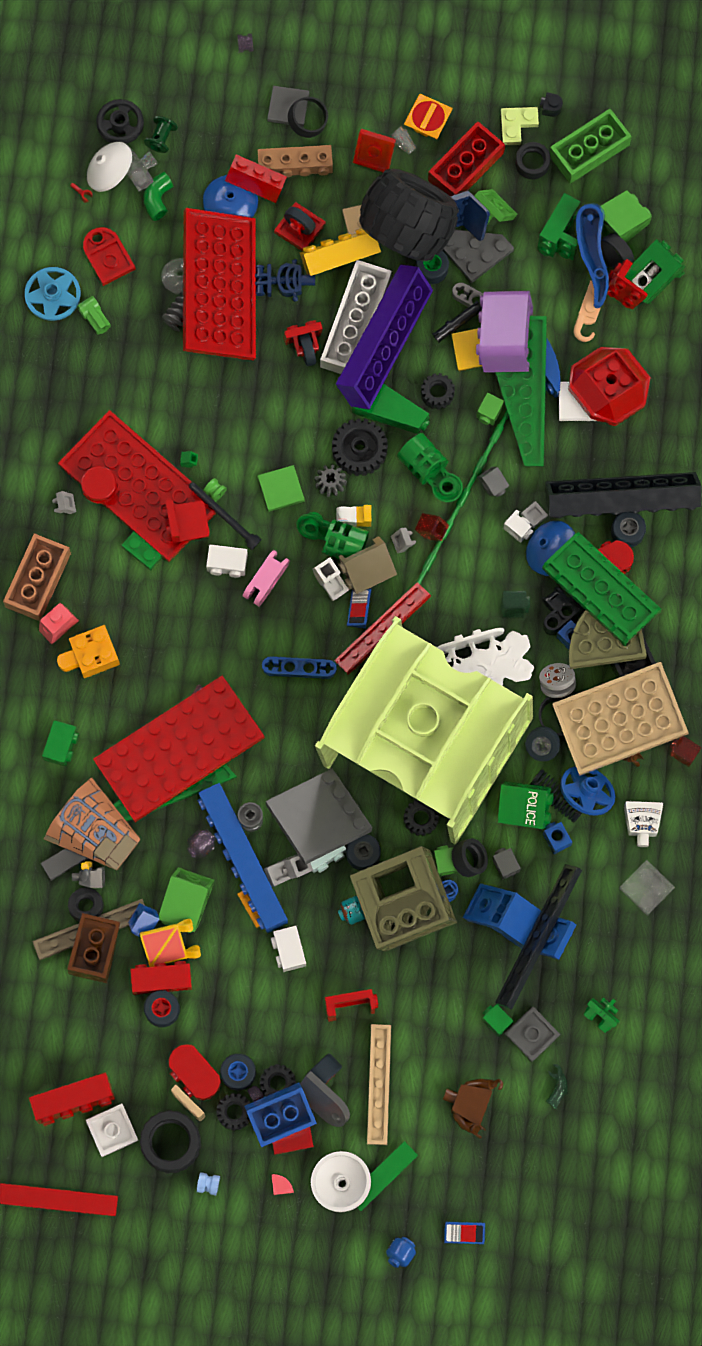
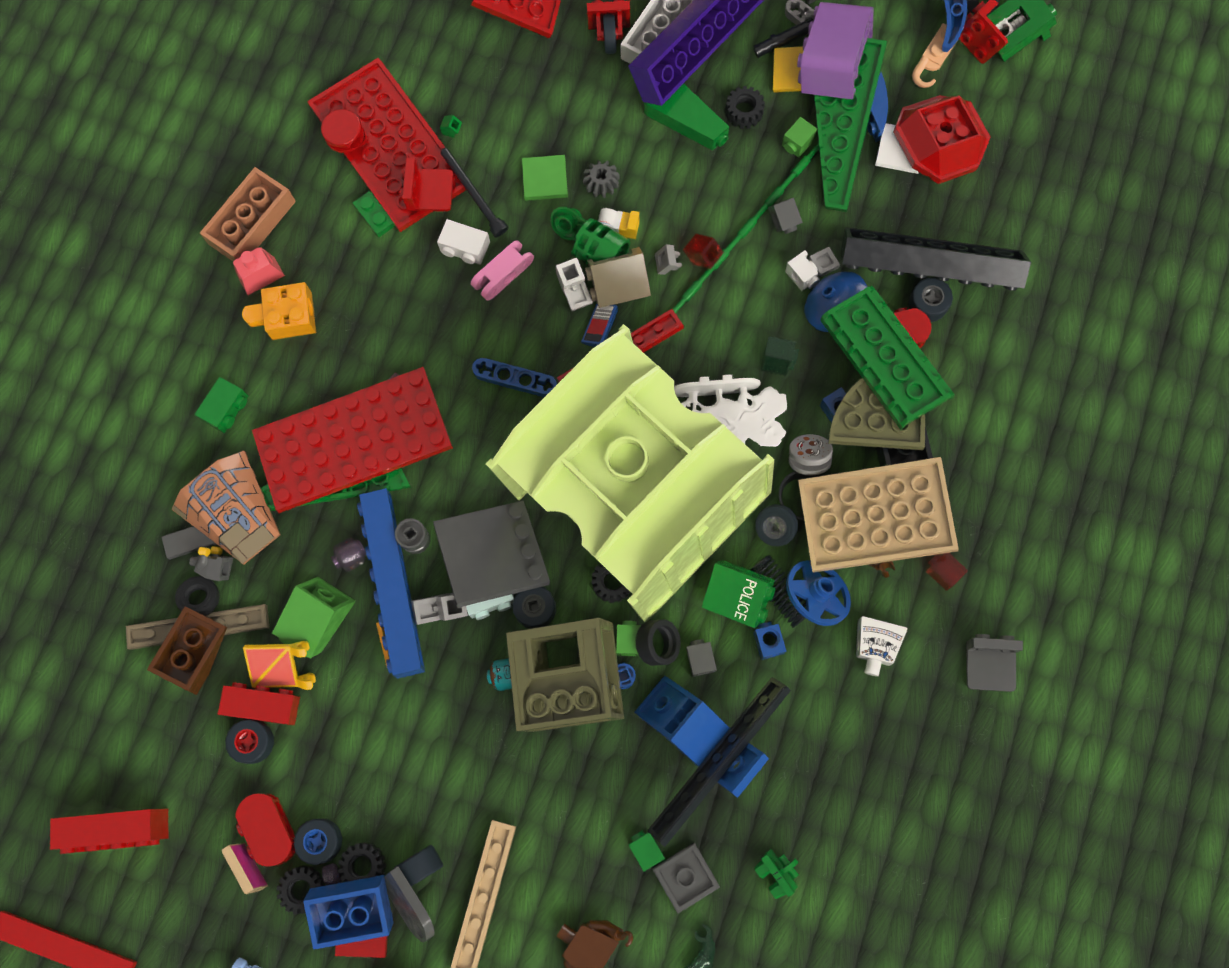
camera: 20 degrees right, 0 degrees up
(65, 503) = (303, 145): light grey tile -> none
(112, 1130) = (150, 877): white plate -> none
(143, 919) = (256, 629): blue brick -> none
(146, 1141) = (181, 912): black tyre -> none
(215, 490) = (470, 163): bright green wheel -> none
(289, 949) = (417, 703): white brick -> none
(350, 999) = (447, 786): red panel -> none
(356, 460) = (640, 135): black wheel -> none
(429, 467) = (716, 184): green cylinder -> none
(556, 603) = (828, 366): black piece -> none
(646, 887) = (866, 727): clear plate -> none

